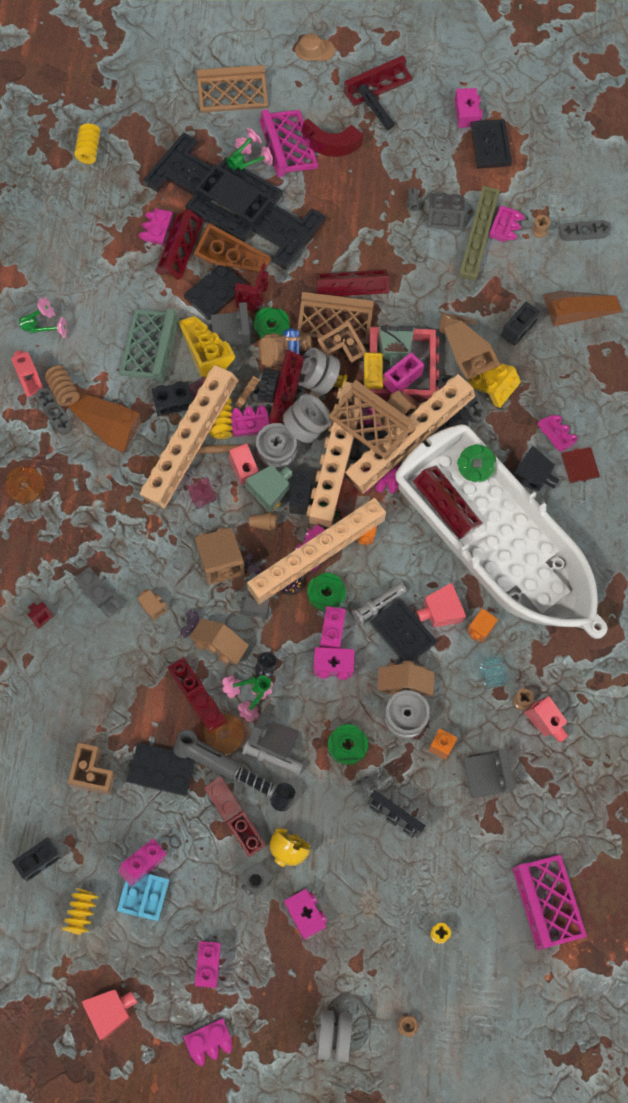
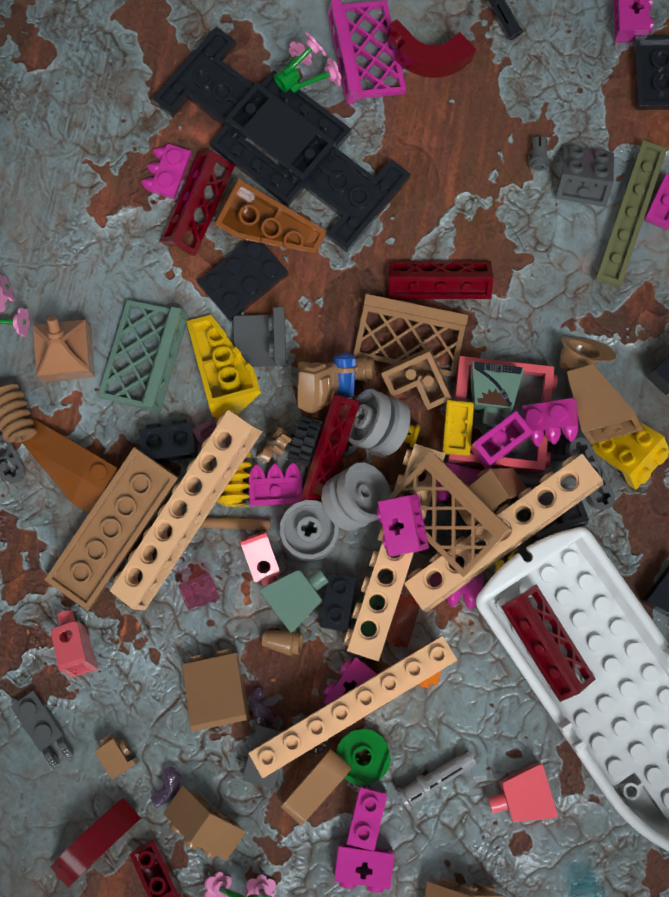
camera: 10 degrees right, 10 degrees up
(87, 143) = (76, 35): yellow piece -> none
(94, 343) = (63, 350): none -> nougat piece
(116, 530) = (72, 646): none -> coral torso
(137, 454) = (112, 528): none -> medium nougat plate
(139, 659) = (95, 842): none -> dark red arch
(252, 295) = (294, 299): dark red bracket -> none
(266, 664) = (271, 860): black wheel -> none
(270, 315) = (322, 323): green plate -> none
(295, 611) = (316, 787): none -> medium nougat beam
(347, 434) = (406, 511): none -> dark pink brick
(403, 631) = (466, 827): black plate -> none
(436, 358) = (551, 418): none -> dark pink plate
(476, 474) = (591, 605): green plate -> none
(482, 625) = (579, 828): orange brick -> none

